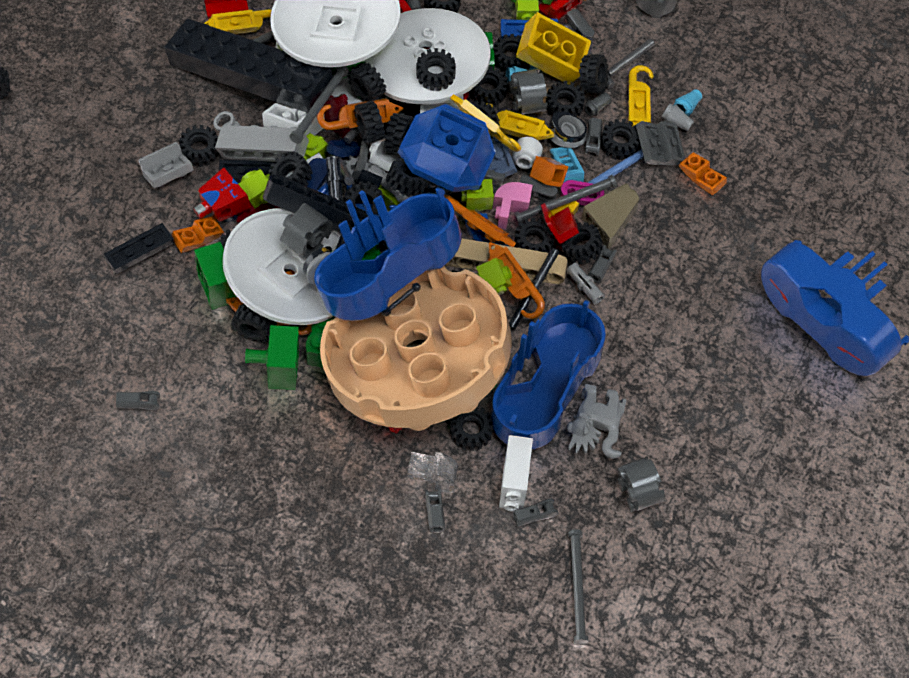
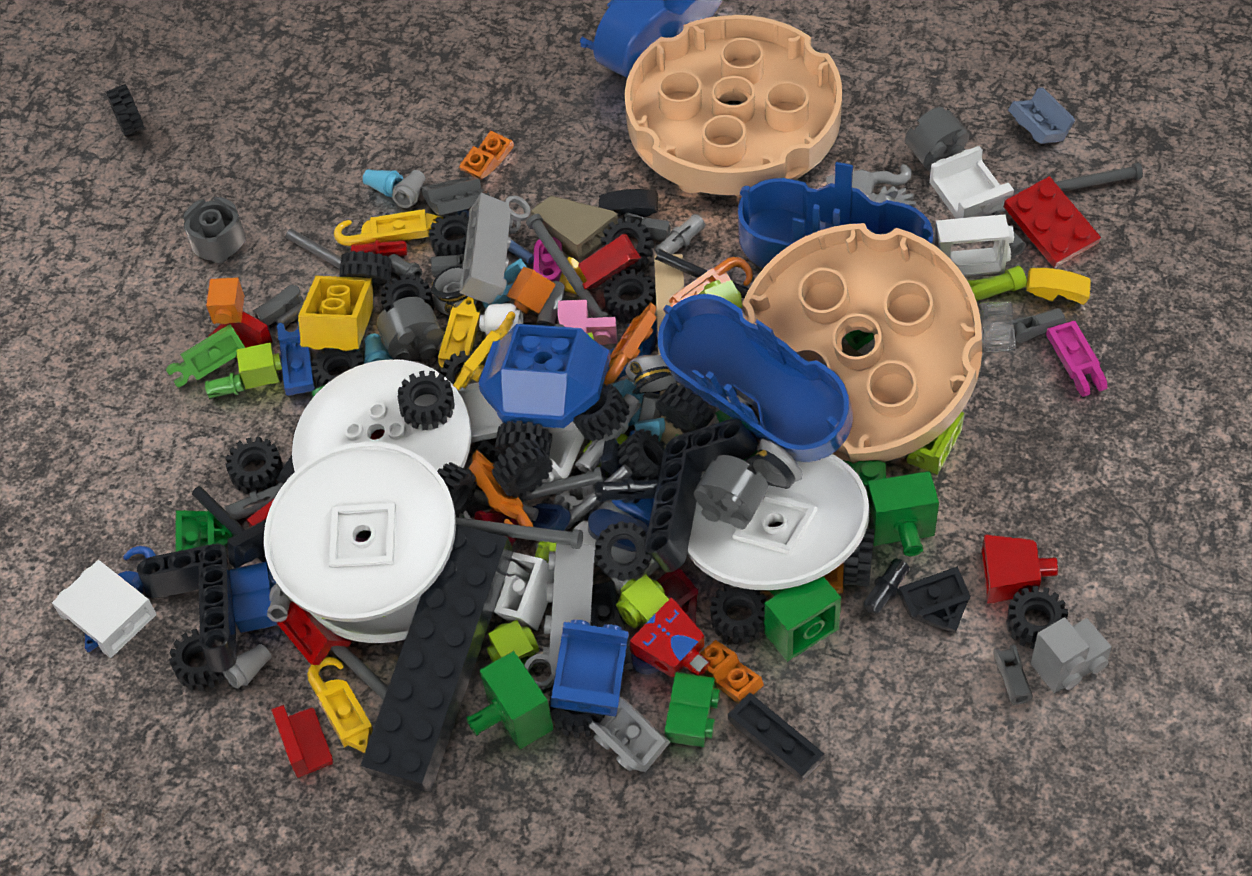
camera: 90 degrees left, 5 degrees down
(133, 427) = (1069, 653): none -> light grey brick
(170, 415) = (1033, 601): none -> black tyre
(173, 204) = (690, 709): none -> green brick
(205, 101) = (513, 701): none -> green brick
(208, 142) = (589, 668): none -> blue panel
(212, 372) = (937, 599): none -> black slope
(218, 422) = (1012, 566): none -> red torso
(229, 340) = (886, 586): none -> black axle
(251, 112) = (510, 638): none -> lime brick
(334, 407) = (933, 455): none -> lime hinge
(395, 527) = (1076, 356): none -> dark pink hinge
(469, 535) = (1053, 282): none -> yellow slope
(483, 484) = (1012, 279): none -> lime plant
(537, 551) = (1051, 222): none -> red plate
(591, 502) = (968, 185): none -> white panel
(594, 146) = (487, 246): none -> light grey hinge
(620, 91) = (384, 248): none -> red axle
(627, 255) = (634, 201): none -> black slope
(654, 577) = (1043, 117): none -> sand blue bracket
(700, 382) = (704, 145): none -> light nougat plate

